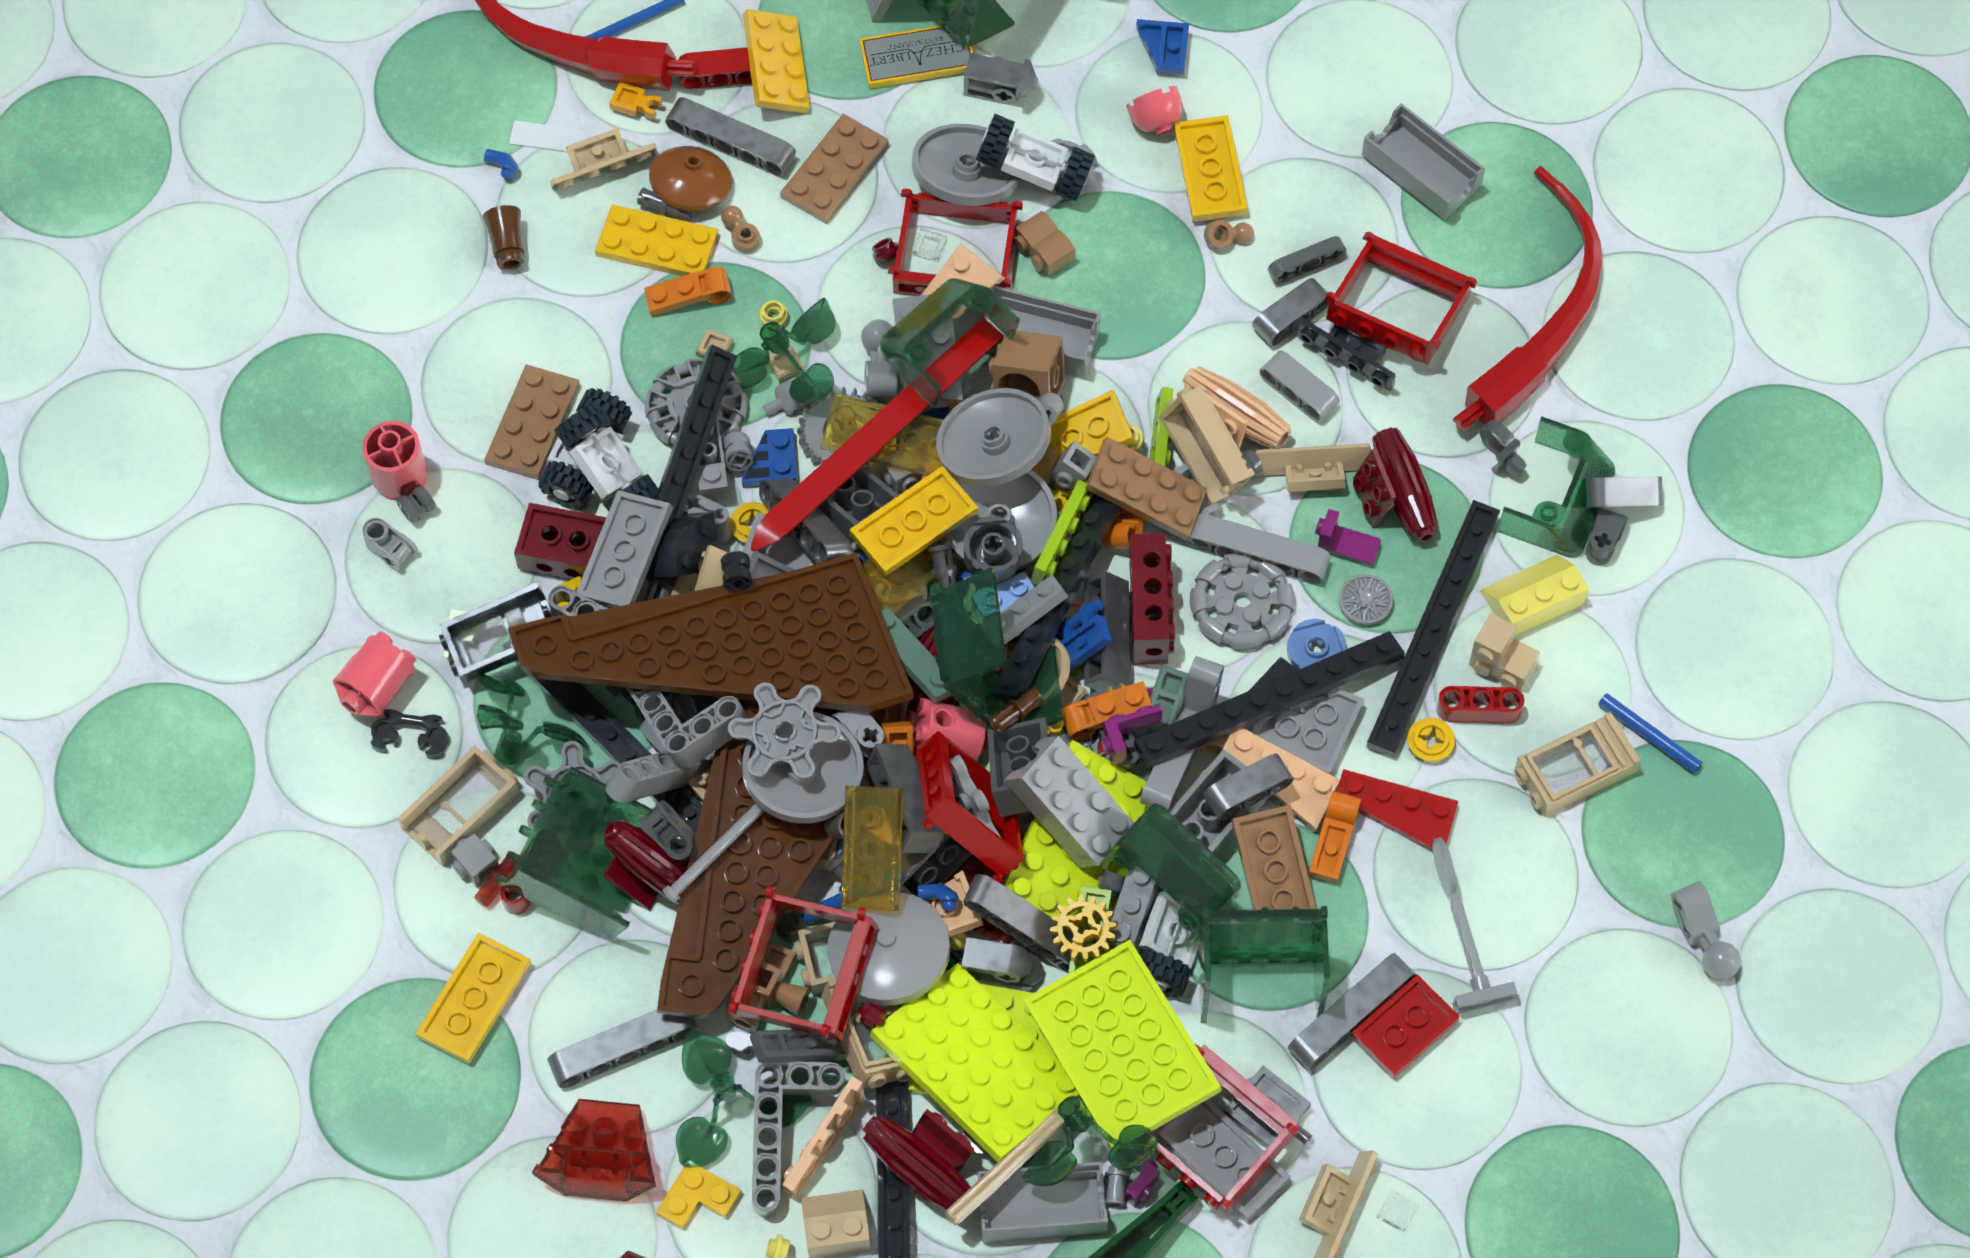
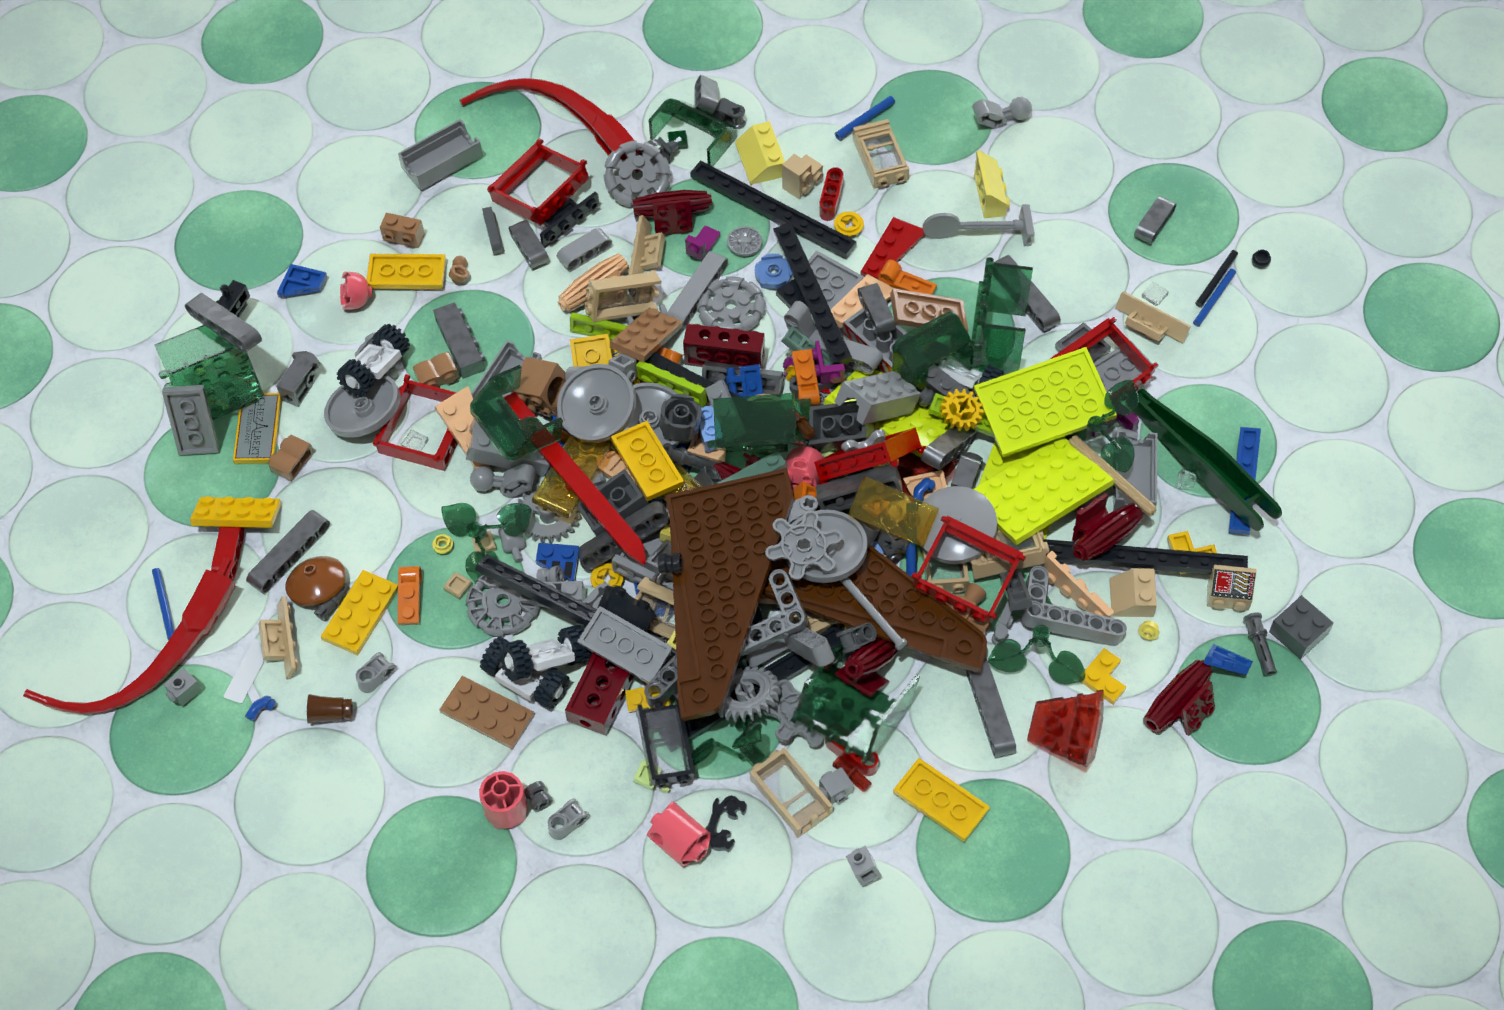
camera: 80 degrees left, 5 degrees down
(360, 908) = (863, 866): none -> light grey brick
(512, 68) = (182, 687): none -> light grey brick
(570, 280) = (376, 669): none -> light grey piece
(578, 728) = (748, 701): none -> light grey gear
(631, 99) = (236, 612): light orange plate -> none
(733, 217) = (356, 558): medium nougat plate -> none
(834, 168) = (334, 491): medium nougat plate -> none
(872, 1014) = (1005, 537): dark red plate -> none
(873, 103) = (291, 457): none -> medium nougat brick
(885, 250) = (412, 467): dark red plate -> none
(1104, 259) = (459, 341): none -> flat silver brick
(1277, 147) = (402, 230): none -> medium nougat brick
(1405, 1026) = (1047, 272): red plate -> none
(1433, 412) = (635, 163): none -> light grey plate
(1539, 474) = (680, 138): none -> dark green tile
(1542, 1195) = (1155, 219): none -> flat silver beam
(1545, 931) = (990, 186): none -> light yellow slope

